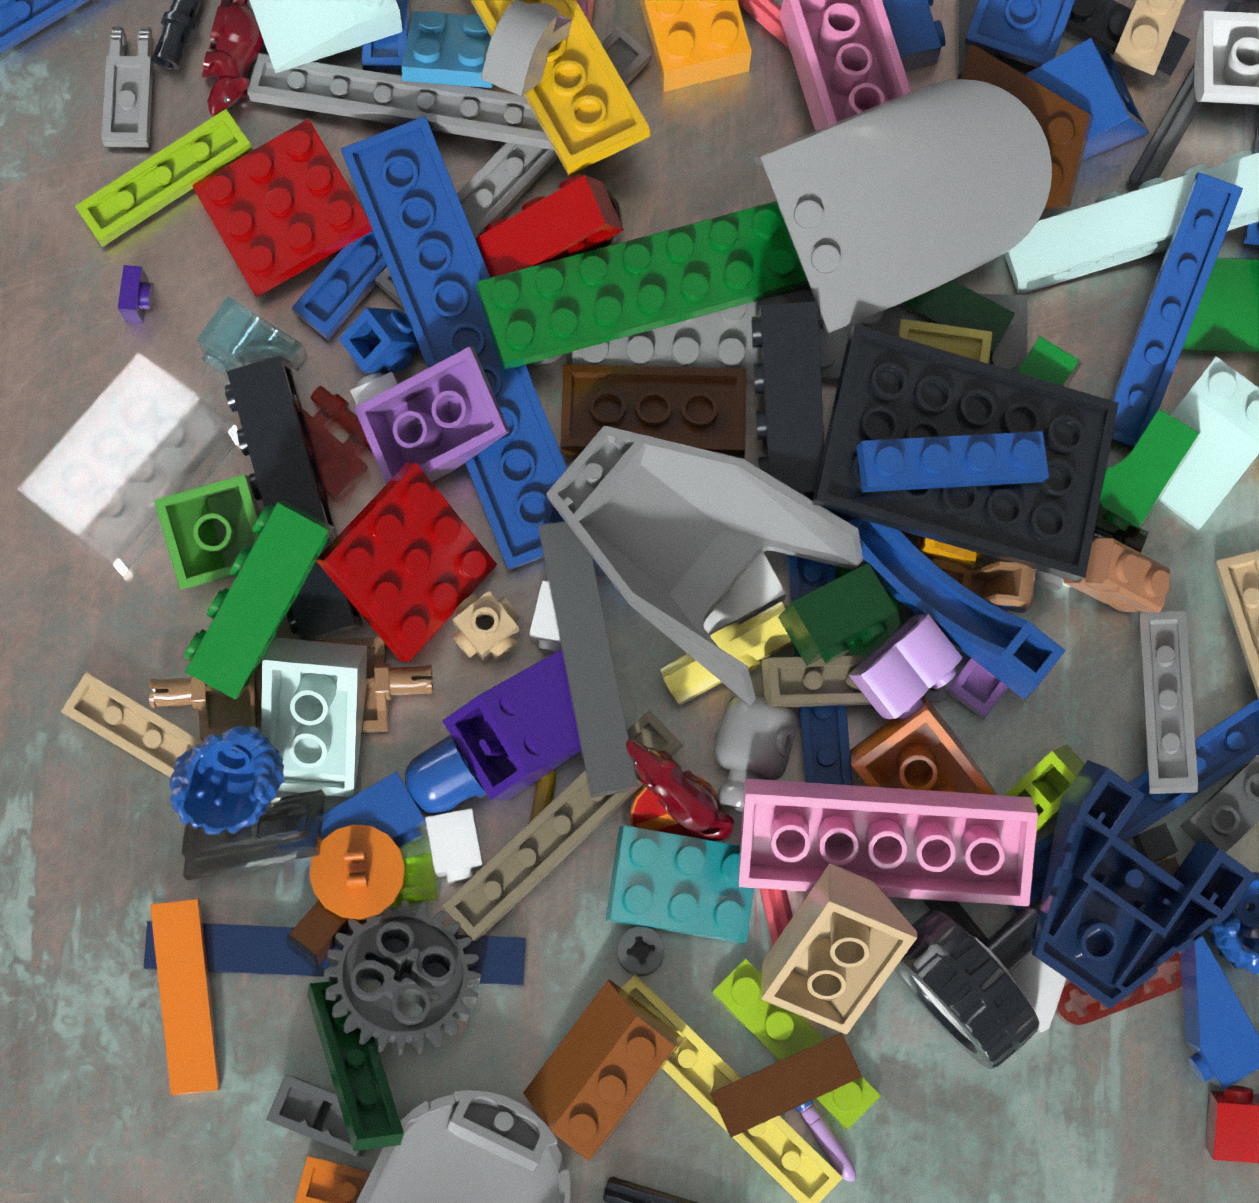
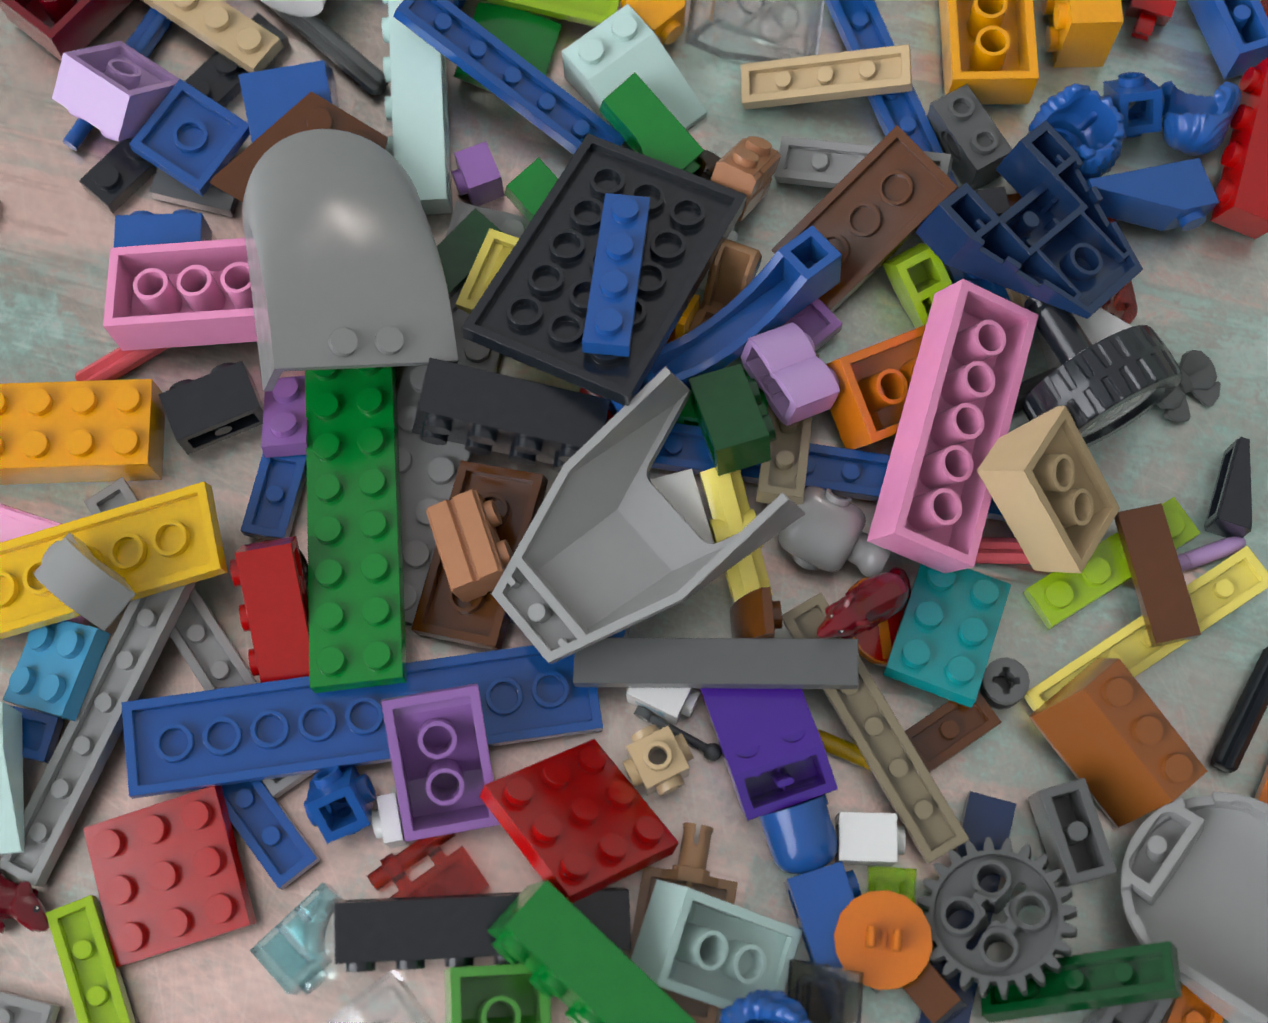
camera: 75 degrees left, 5 degrees down
(500, 1040) = (1072, 832): none -> dark grey brick
(523, 639) = (711, 751): none -> dark grey hinge
(579, 905) = (951, 730): none -> reddish brown plate
(643, 690) = (756, 615): none -> reddish brown slope
(654, 394) = (469, 543): none -> nougat brick
(668, 201) = (275, 497): none -> blue plate
(737, 190) = (285, 419): none -> medium lavender plate
(743, 115) = (213, 406): none -> black brick
(885, 1155) = (1232, 499): none -> black slope
(1024, 1098) = (1199, 378): none -> dark grey piece
(1060, 308) = (477, 175): none -> medium lavender plate
(1111, 717) = (875, 210): none -> reddish brown plate

